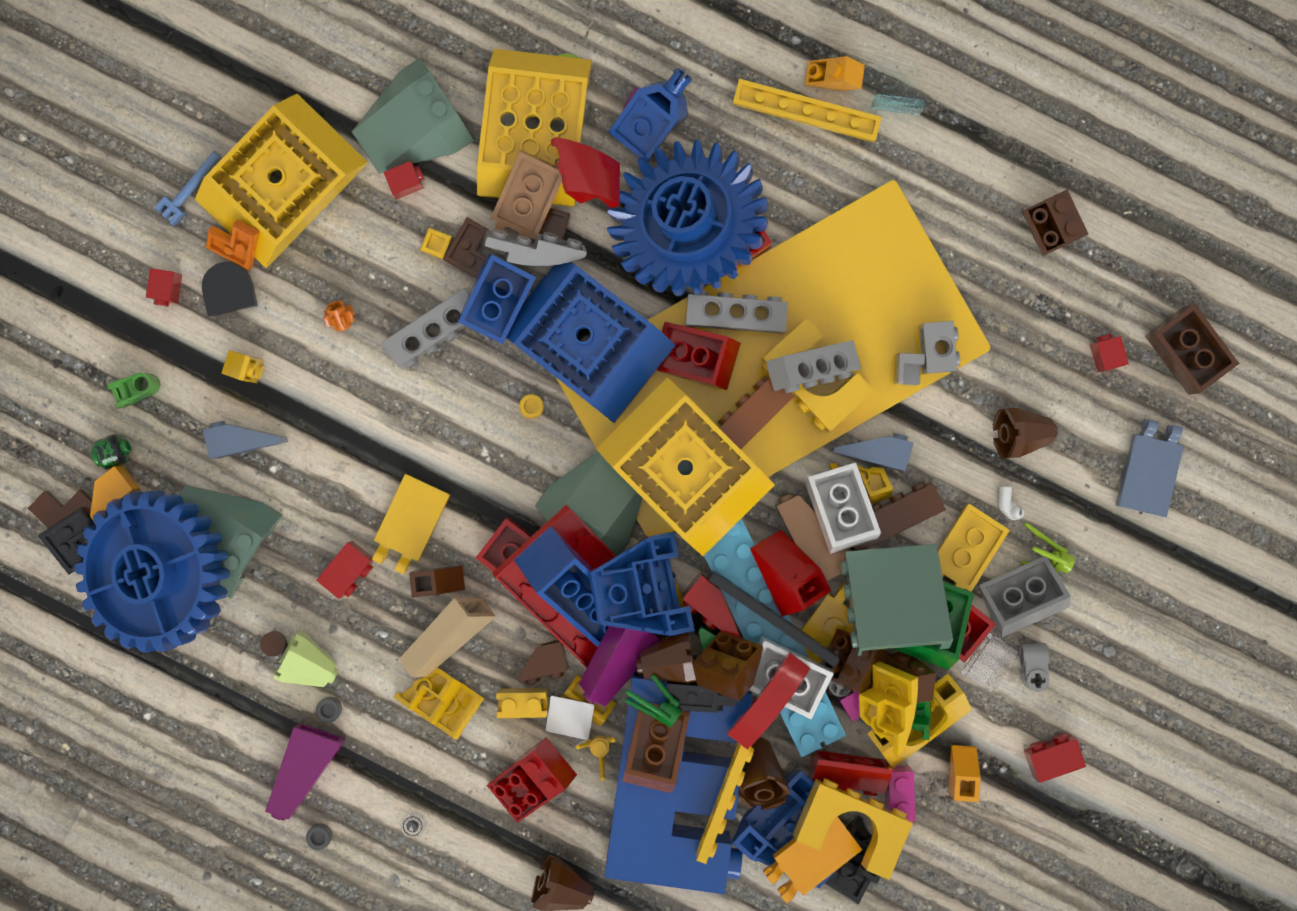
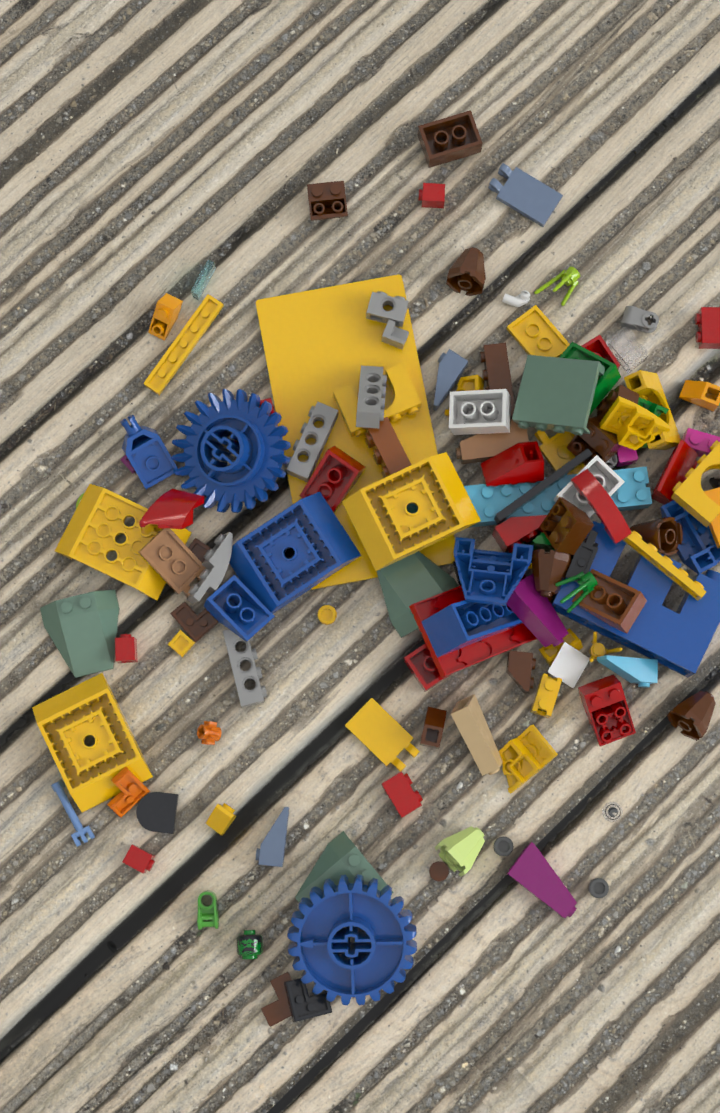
camera: 70 degrees left, 10 degrees down
(111, 486) = (277, 953): light orange slope -> none
(590, 803) = (634, 670): none -> medium azure slope
(1024, 596) = (586, 309): light grey slope -> none

